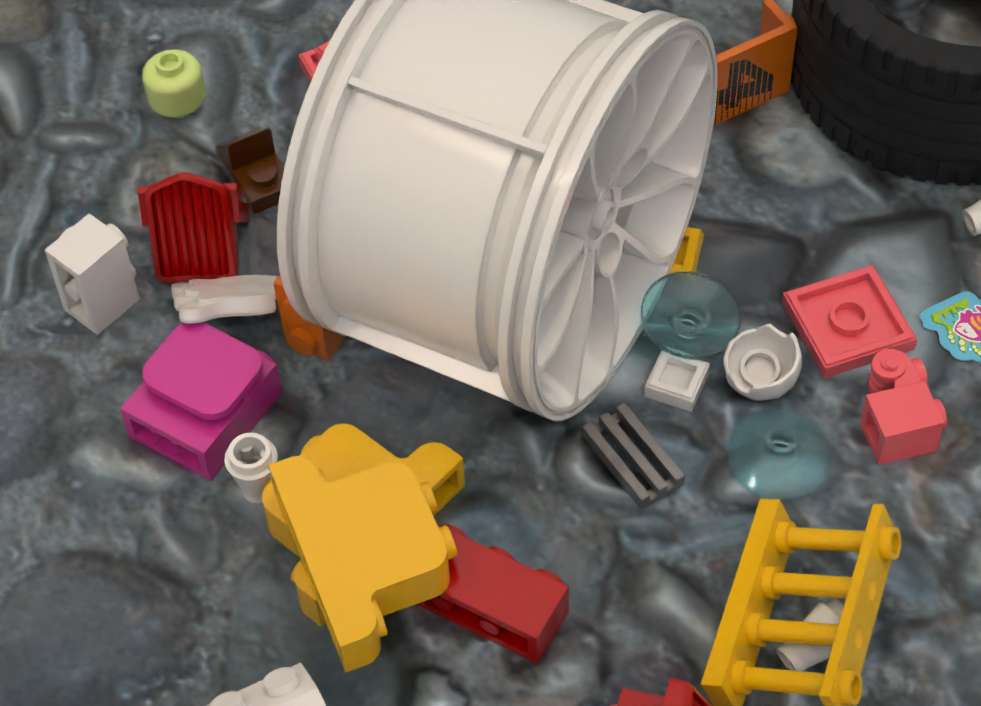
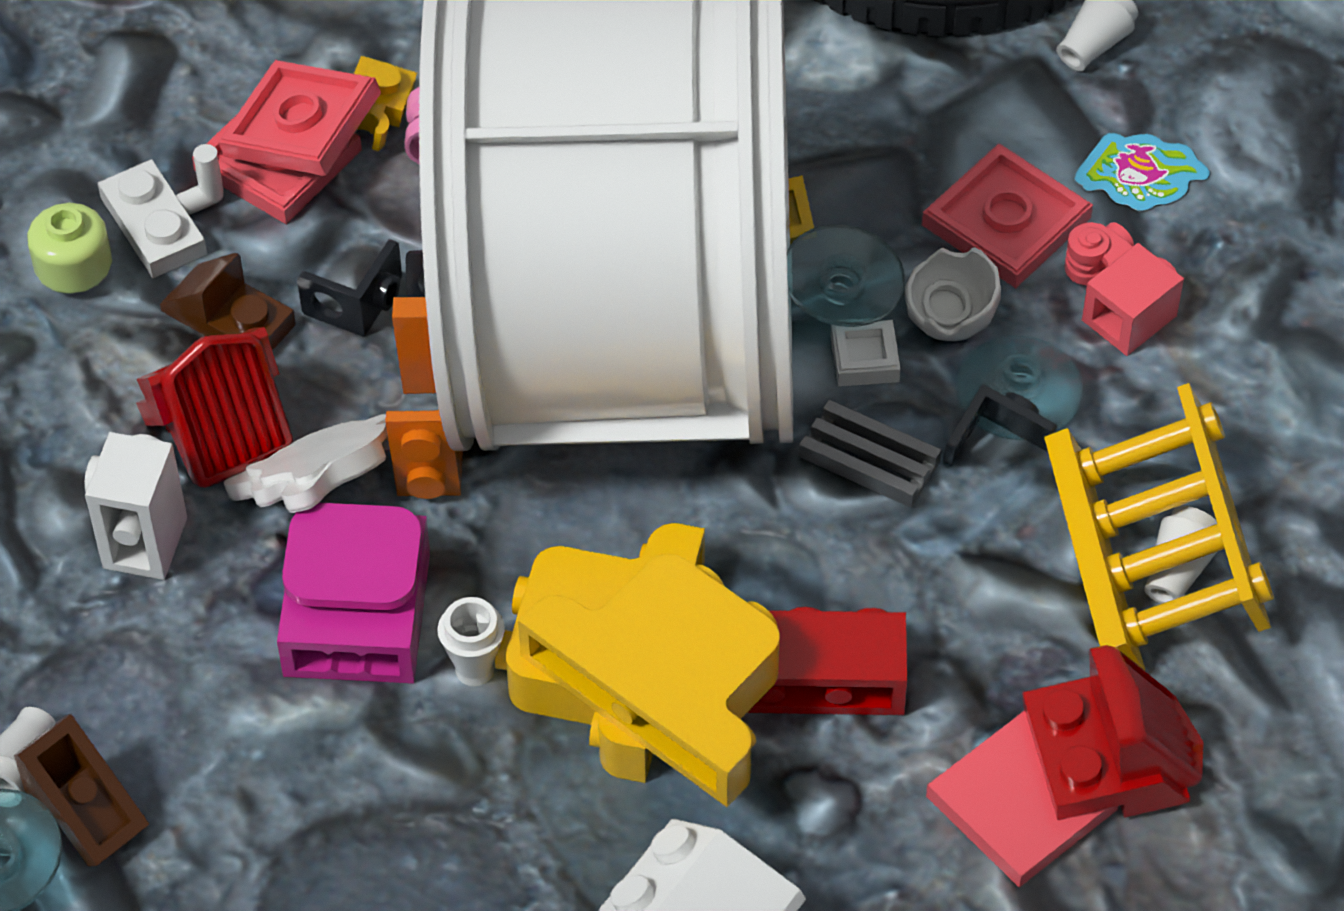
camera: 30 degrees left, 0 degrees up
(251, 83) = (156, 218): none -> white plate
(723, 457) = (1008, 411): none -> black bracket

